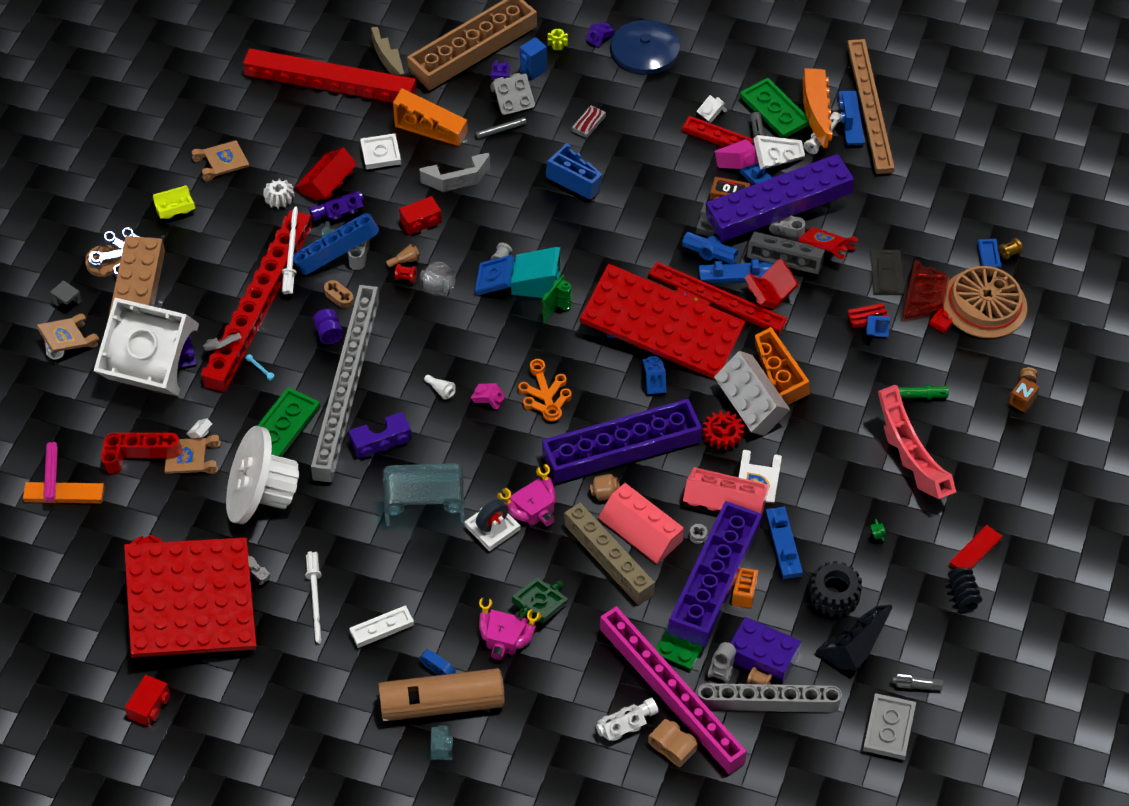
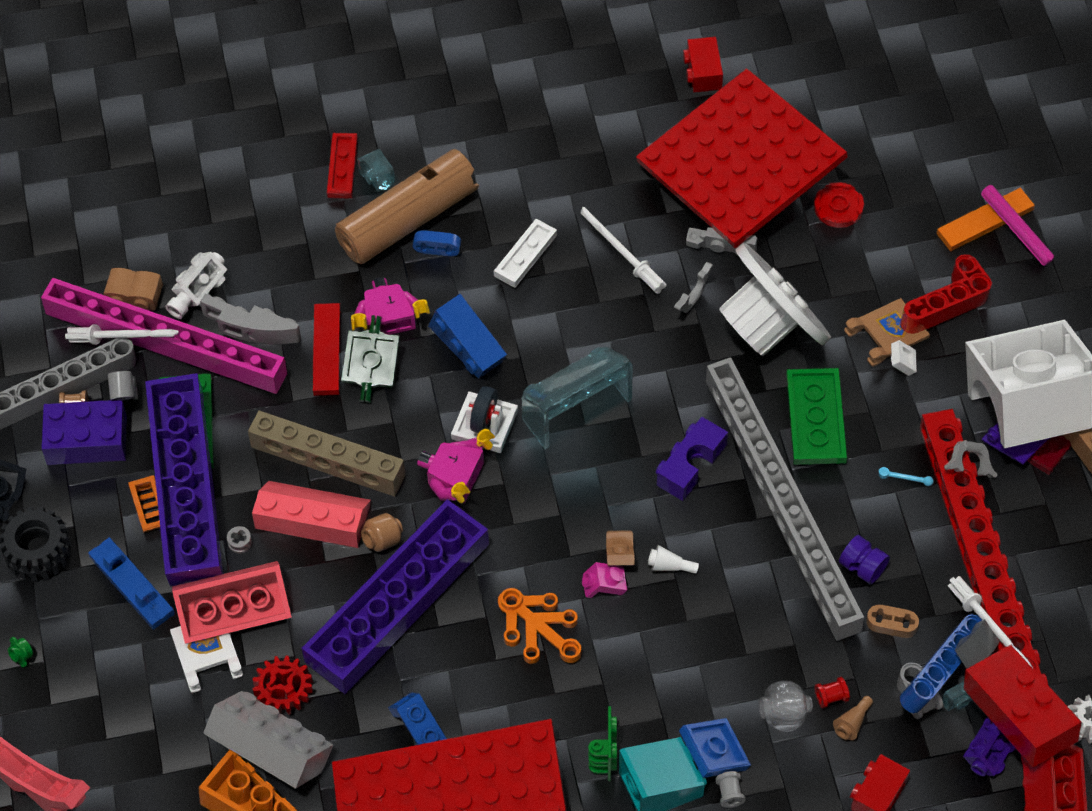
camera: 150 degrees right, 5 degrees up
(285, 543) = (687, 301): none -> light grey helmet
(315, 233) = (977, 644): none -> dark grey slope
(316, 192) = (1022, 705): none -> red brick
(461, 769) = (342, 165): none -> red tile
(466, 583) = (467, 336): none -> blue wedge
(467, 402) = (619, 548): none -> medium nougat bracket
(562, 632) = (326, 349): none -> red tile
(603, 669) = (257, 326): none -> light grey slope
(721, 717) = (94, 334): none -> white piece

